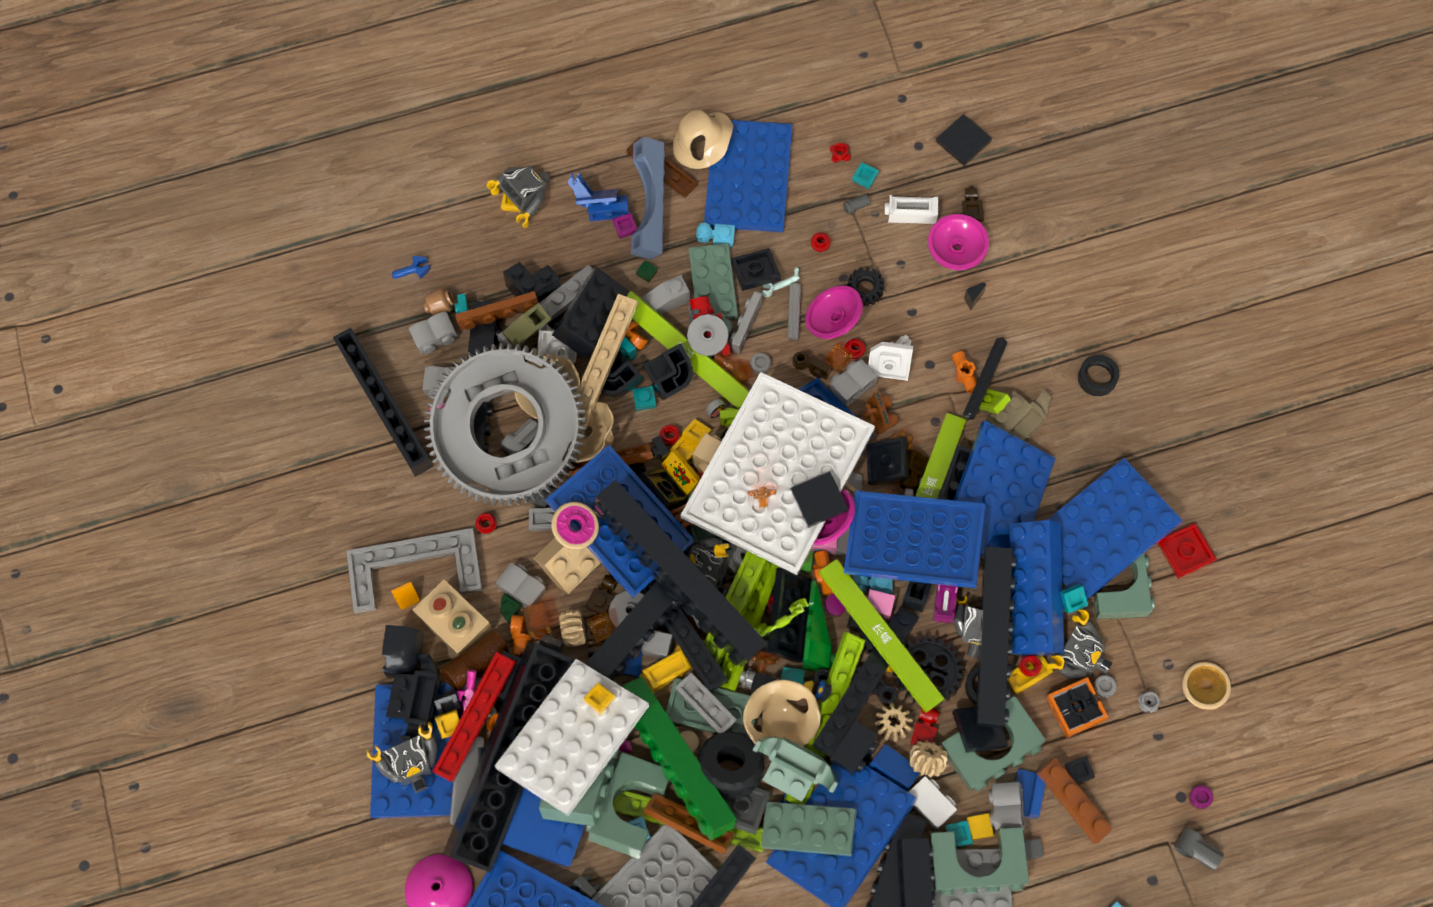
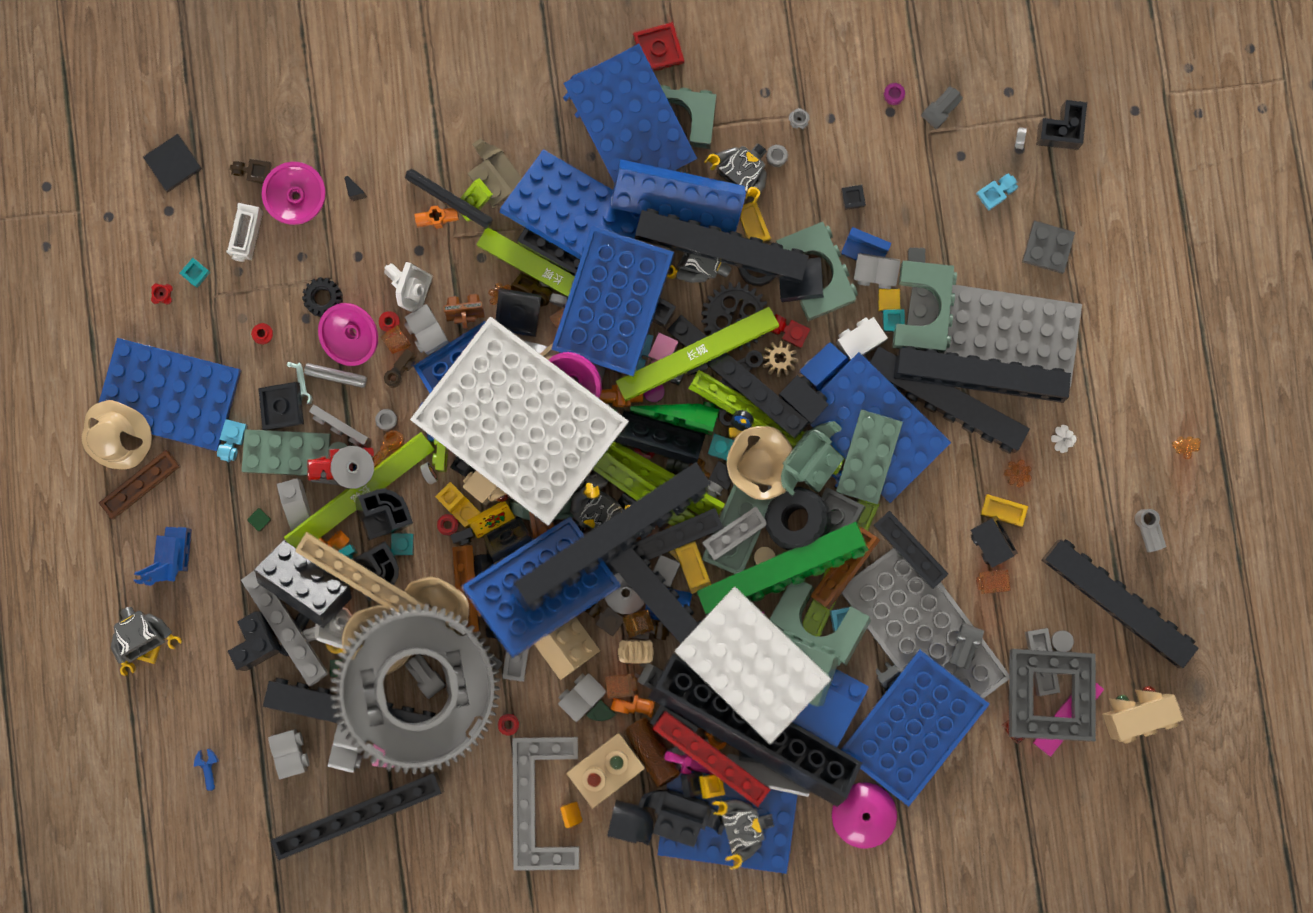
camera: 80 degrees left, 15 degrees up
(439, 301) = (254, 743): medium nougat head -> none
(462, 304) = (265, 719): teal plate -> none
(498, 310) = (284, 690): dark orange plate -> none
(526, 325) = (308, 652): olive slope -> none
(563, 532) = (551, 643): dark pink wheel -> none
(599, 698) = (722, 633): yellow tile -> none
(624, 225) = (202, 534): magenta plate -> none
(649, 161) = (136, 495): sand blue arch -> none
(762, 495) = (544, 440): clear orange plant -> none
(795, 609) = (658, 430): lime piece -> none
(819, 499) = (558, 385): black tile -> none
(857, 203) = (225, 288): dark grey pin -> none
(928, 758) = (822, 333): tan gear -> none
(945, 603) = (678, 287): magenta piece -> none
(1034, 661) = (753, 215): red plate -> none
(1074, 598) = (694, 163): teal plate -> none
(1074, 800) = (881, 208): dark orange plate -> none
(1085, 710) = (787, 184): piece -> none
(1108, 364) = (459, 72): black tyre -> none
(1206, 699) = (796, 50): clear yellow wheel -> none

